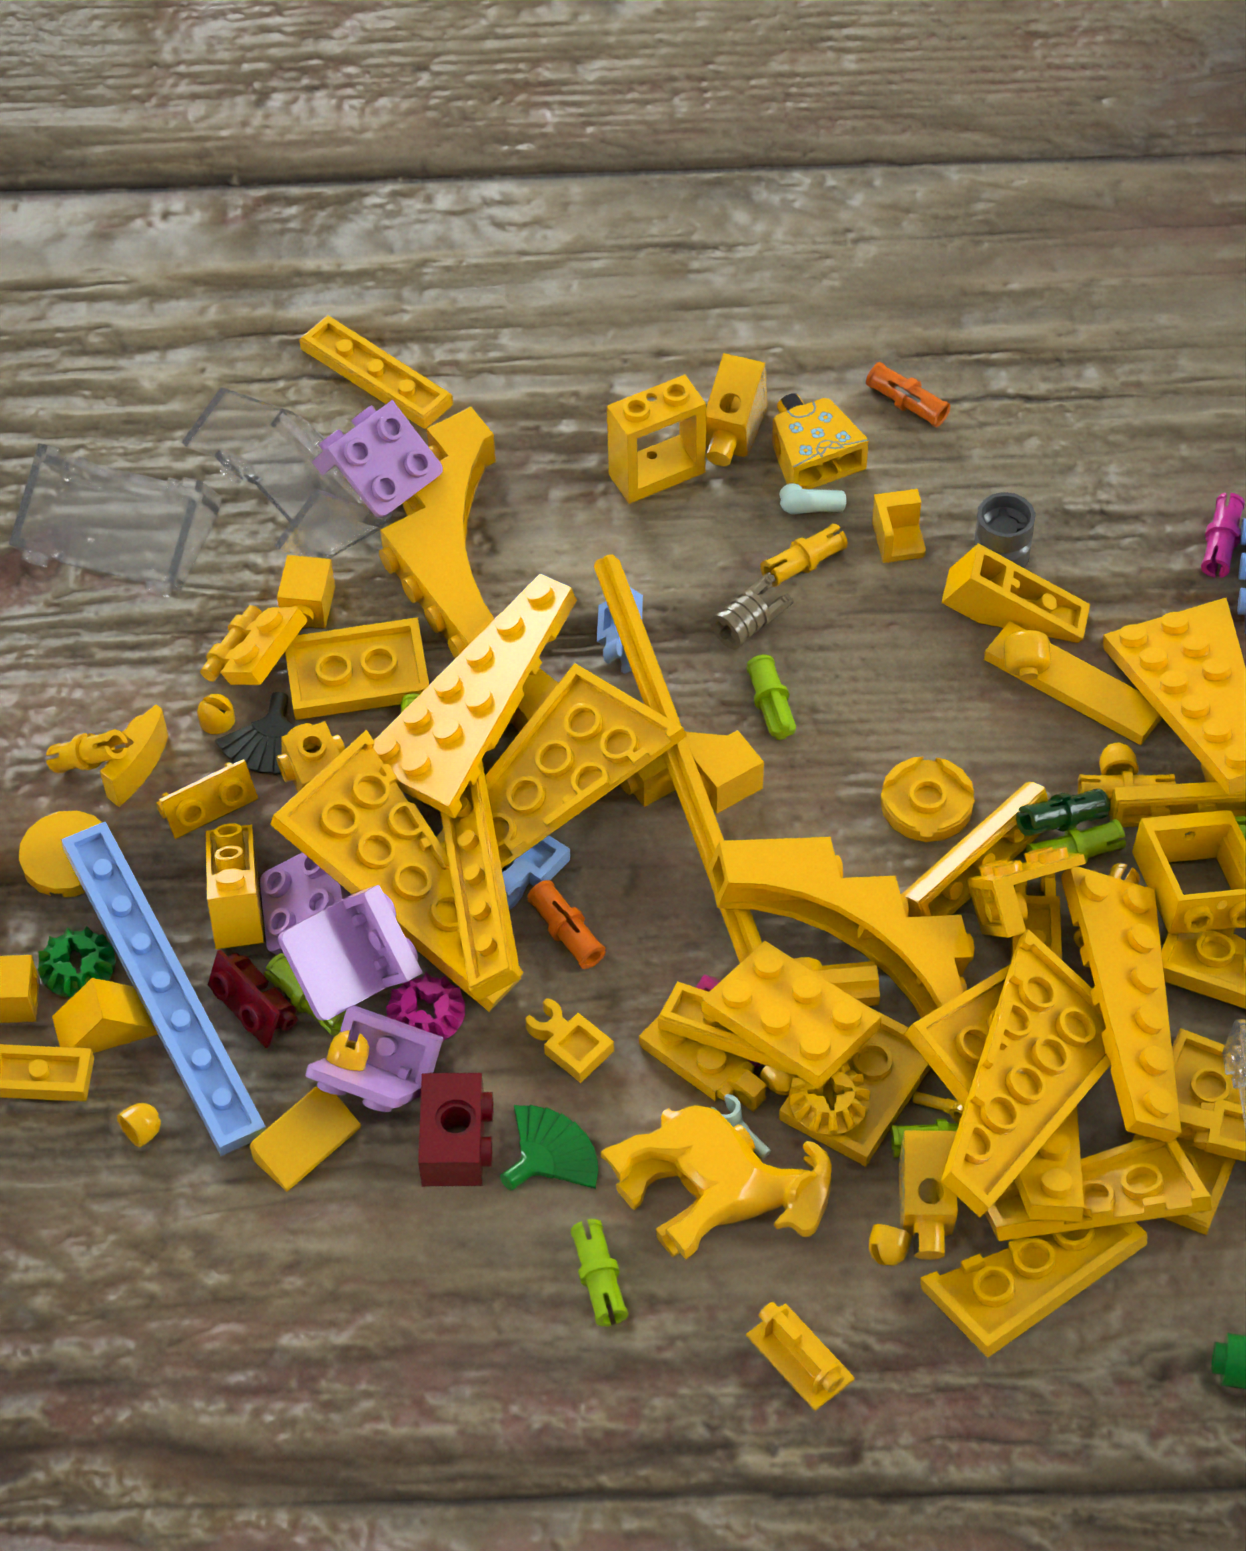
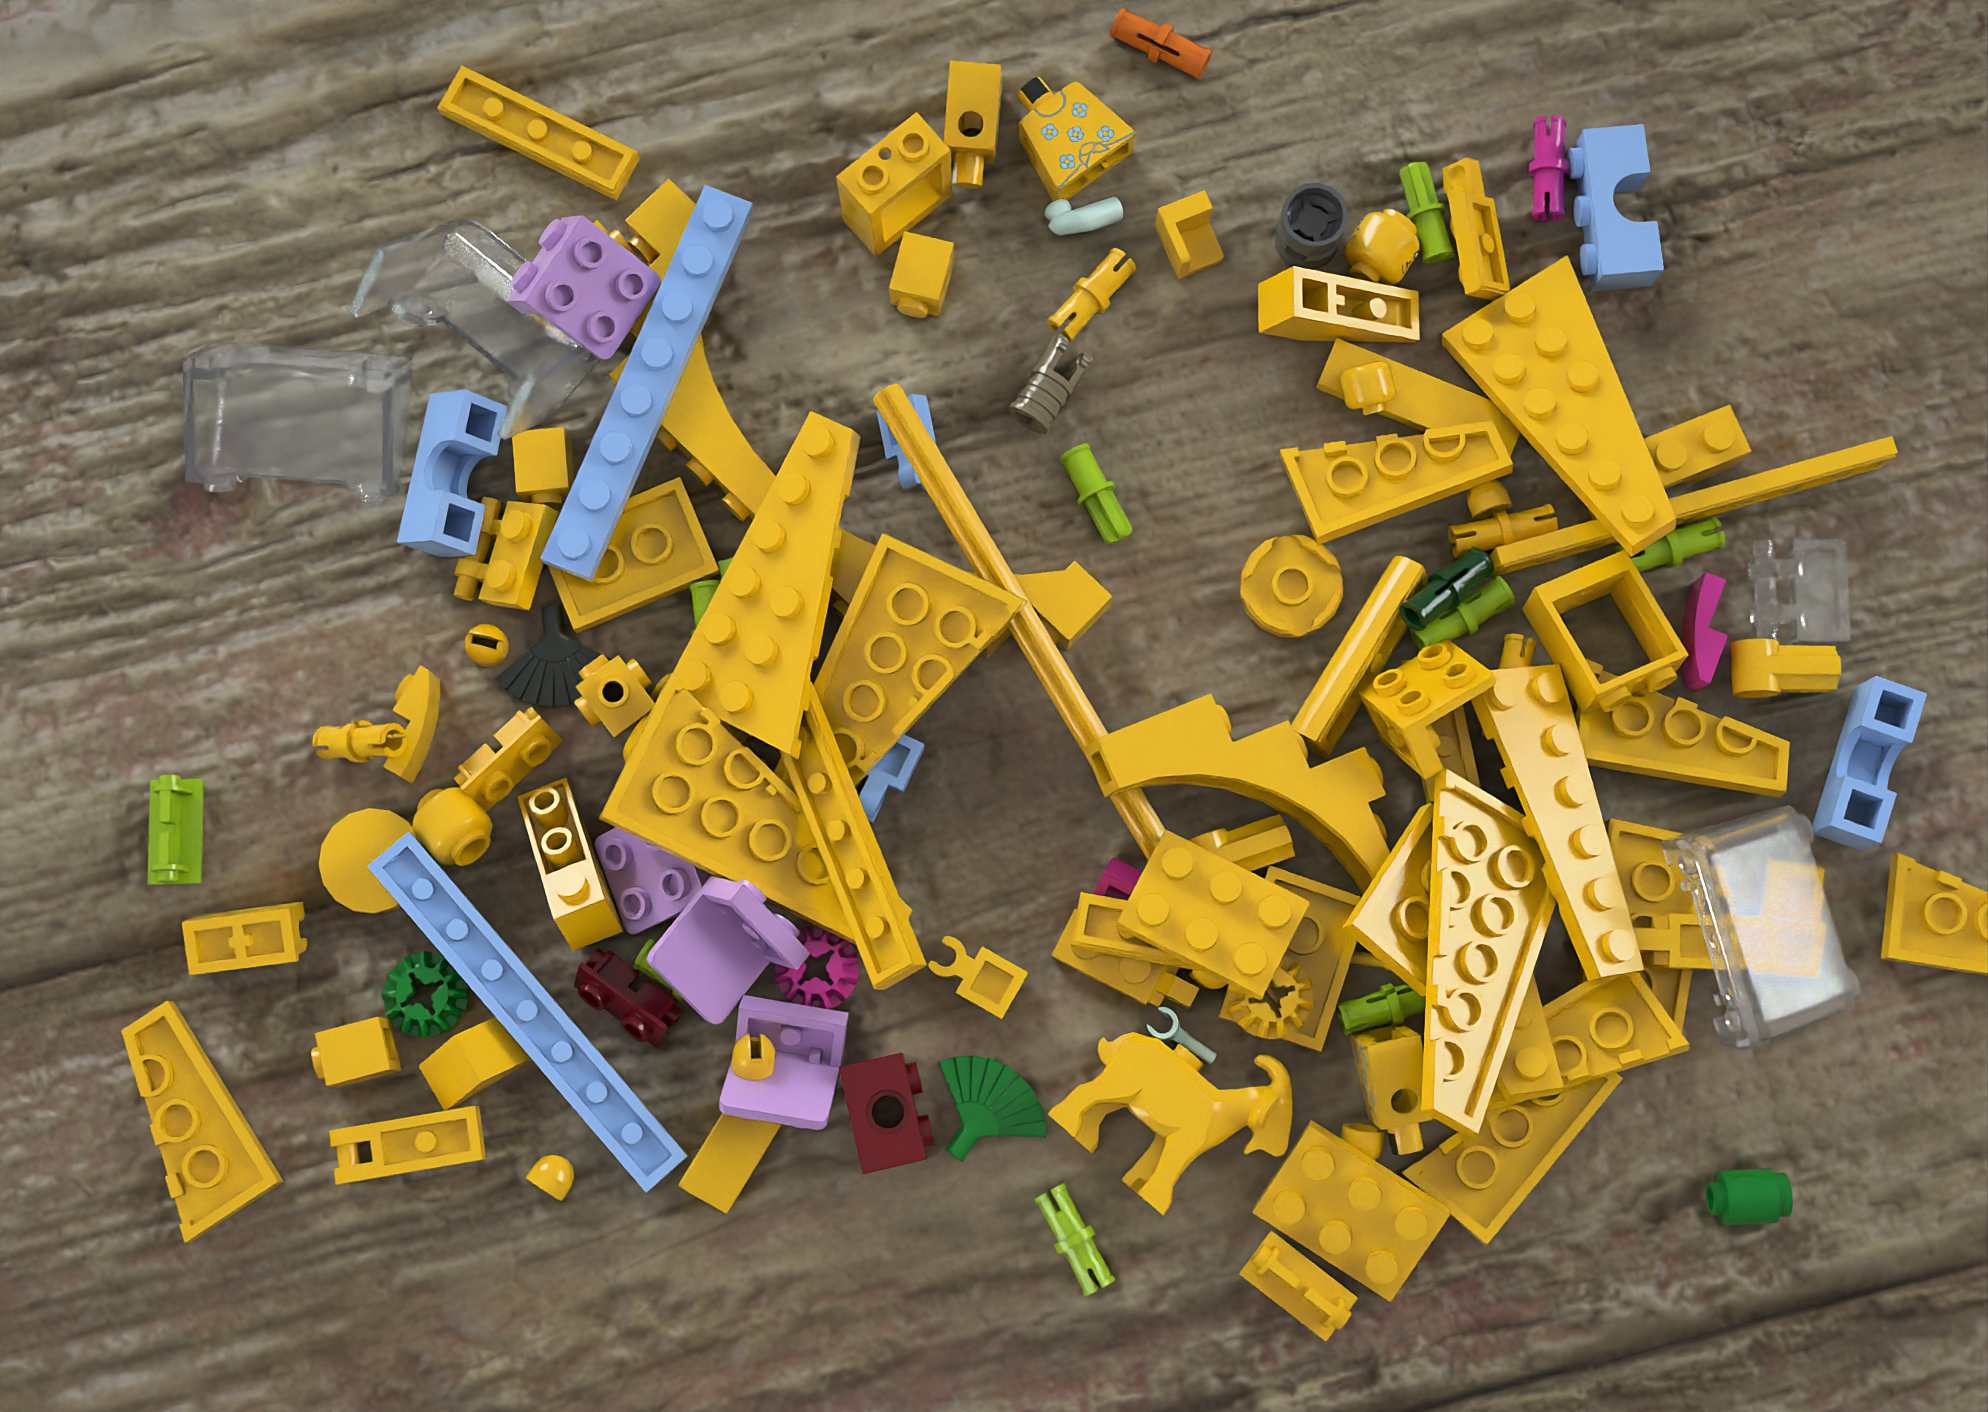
camera: 15 degrees left, 25 degrees up
(144, 834) = (452, 826): none -> yellow head
(212, 599) = (454, 437): none -> light blue arch
(408, 540) = (647, 384): none -> light blue plate
(566, 924) = (915, 808): orange pin -> none
(663, 514) = (921, 275): none -> yellow brick
(864, 1296) = (1351, 1211): none -> yellow plate
(1015, 729) = (1376, 480): none -> yellow wing
(1065, 560) = (1382, 247): none -> yellow head
(1108, 549) = (1426, 213): none -> lime axle
(1148, 566) = (1476, 231): none -> yellow hinge

